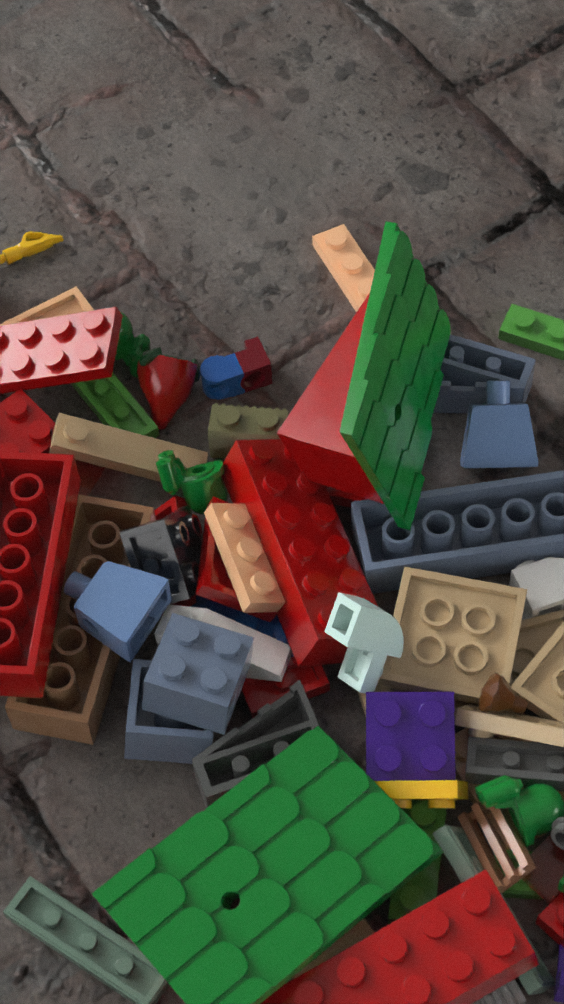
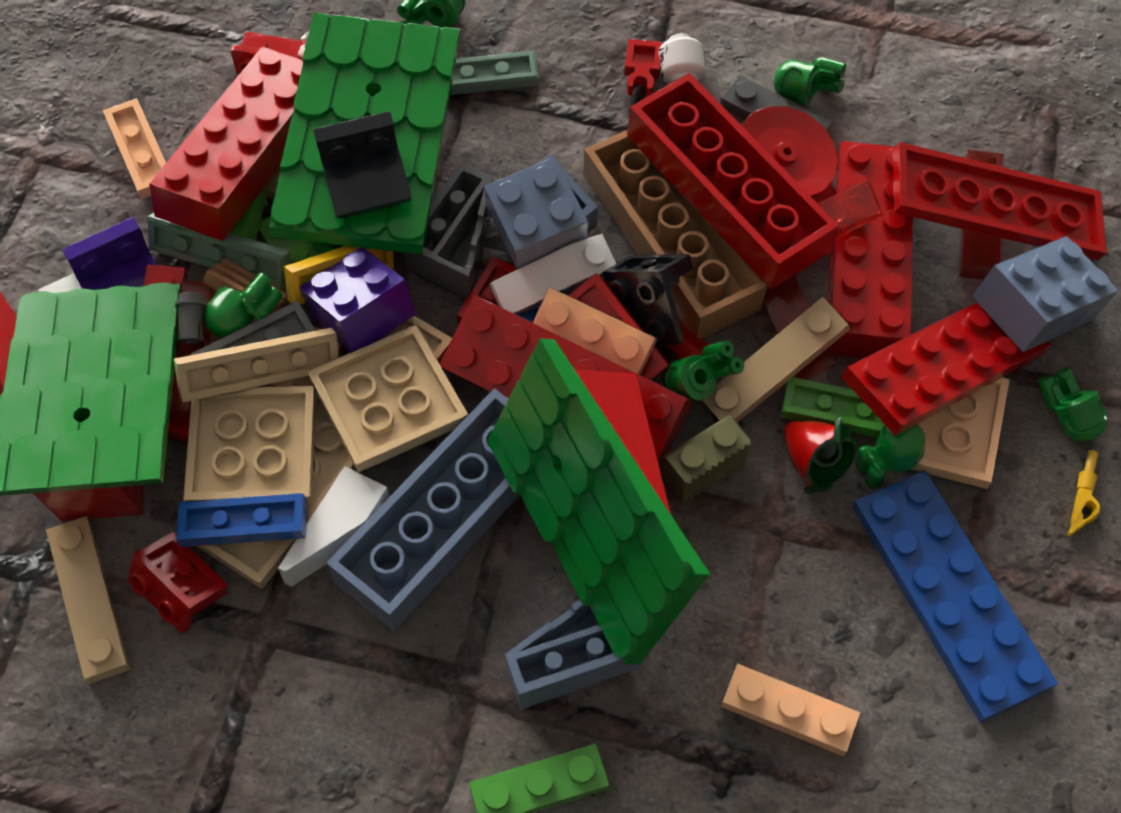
camera: 135 degrees right, 5 degrees up
(119, 605) = (639, 216): medium blue torso -> none
(178, 258) = (954, 596): none -> blue plate
(236, 372) = (780, 503): leg -> none
(317, 809) = (362, 165): none -> black bracket
(369, 636) = (443, 320): light aqua brick -> none
(498, 432) = (495, 609): medium blue torso -> none
(499, 696) = (311, 360): reddish brown rock -> none

